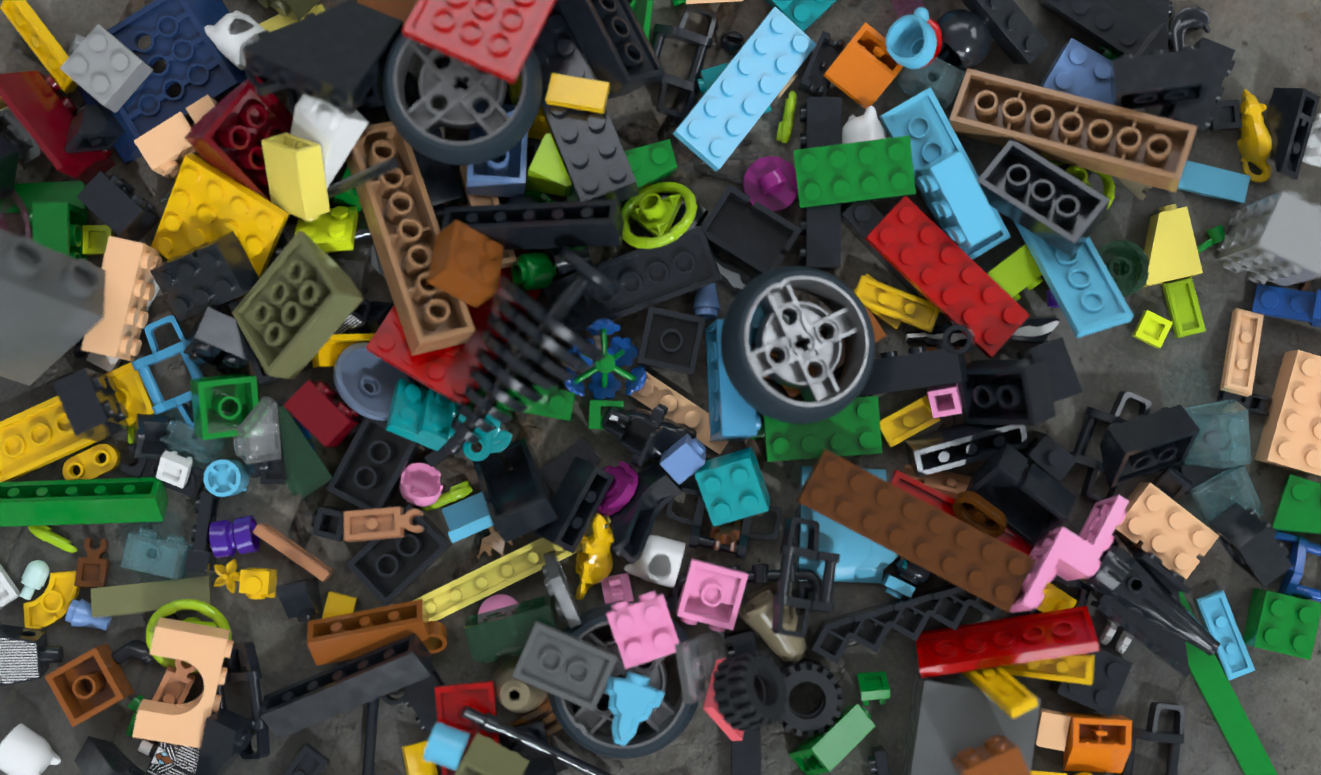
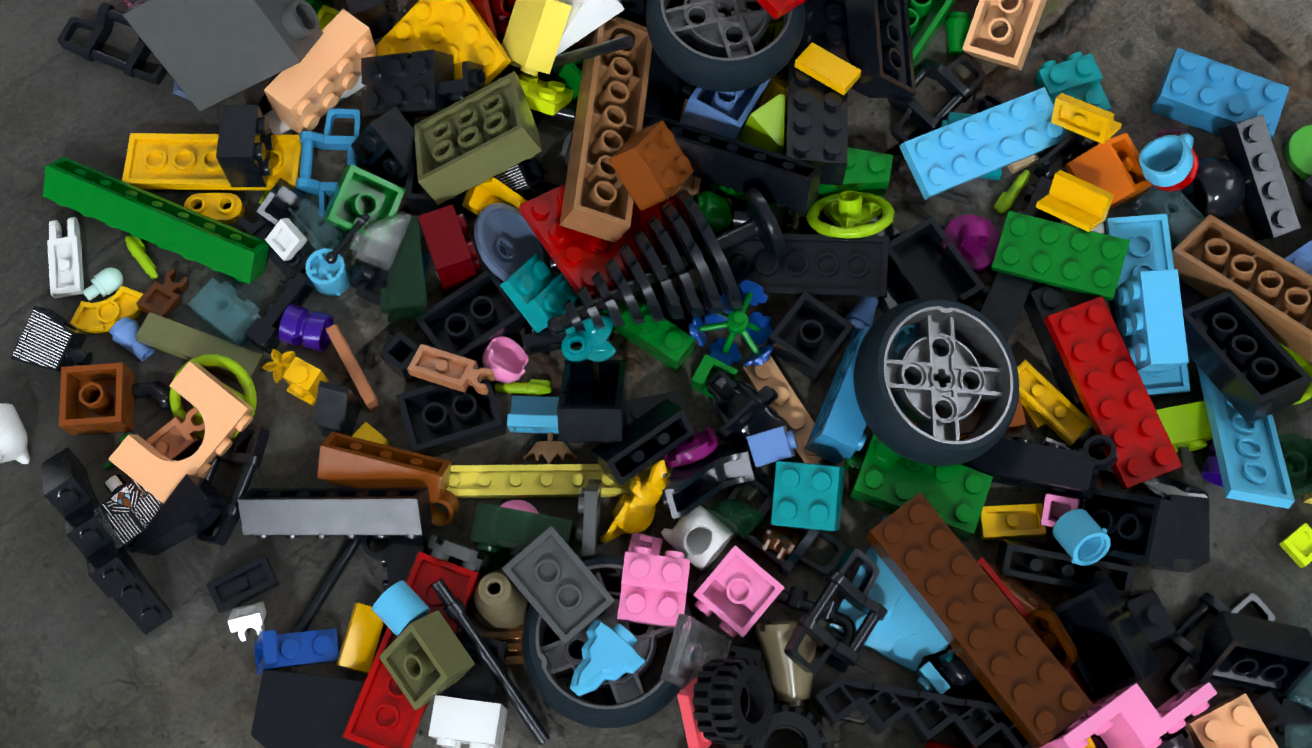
camera: 30 degrees right, 15 degrees down
(224, 469) = (331, 257): none -> black hinge
(264, 255) = (472, 80): none -> black bracket
(463, 669) = (465, 553): none -> dark grey plate
(681, 529) = (737, 516): none -> clear green brick
(824, 28) = (1084, 118): none -> yellow panel
(848, 116) = (1076, 201): none -> yellow panel
(971, 420) = (1081, 537): none -> medium azure piece

